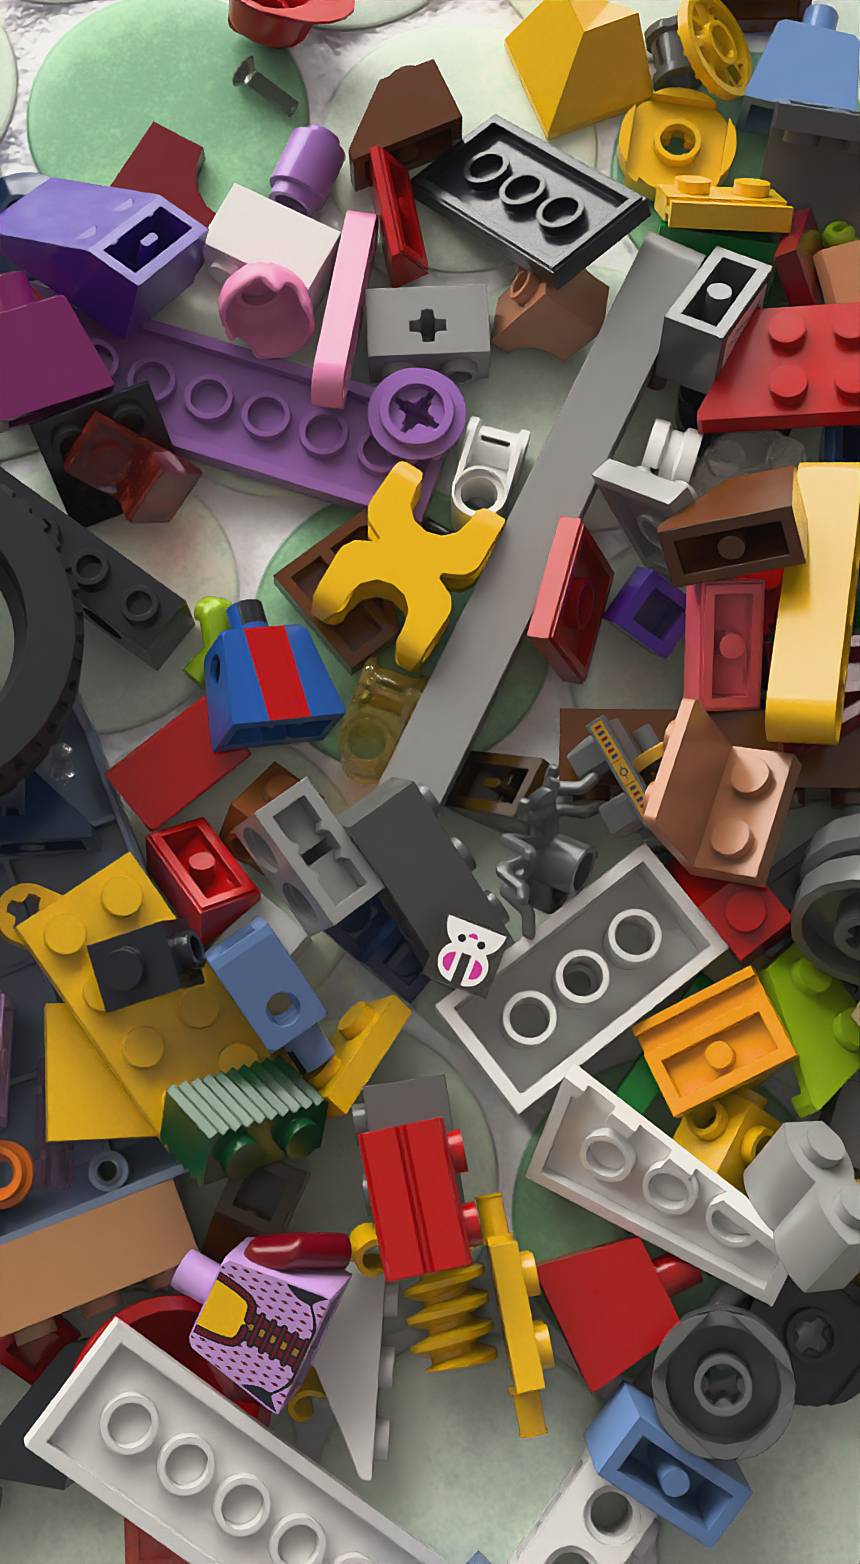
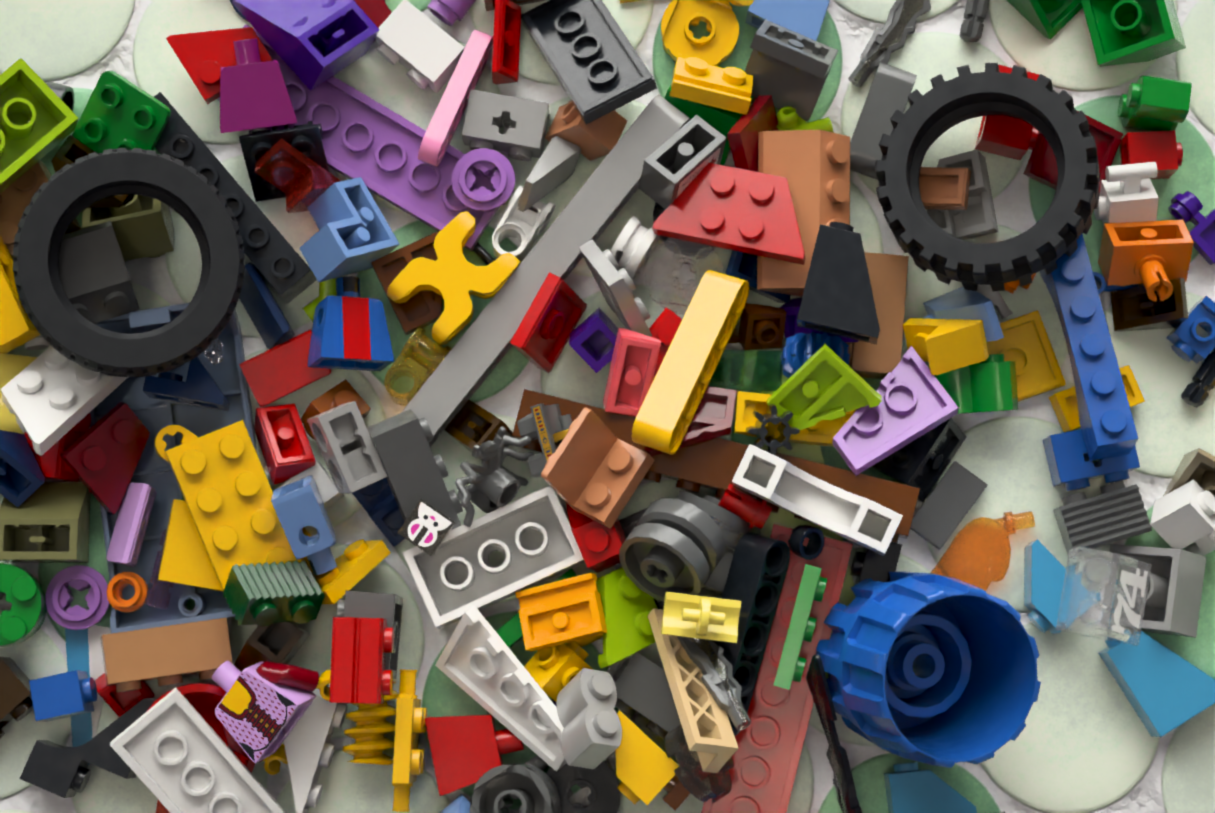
camera: 15 degrees right, 5 degrees up
(123, 683) = (264, 309): none -> dark blue slope
(147, 963) = (237, 490): black bracket -> none
(226, 534) = (349, 231): none -> medium blue brick
(267, 310) = (405, 90): bright pink hair -> none
(514, 382) = (550, 171): none -> light grey slope
(737, 529) = (649, 309): reddish brown slope -> none

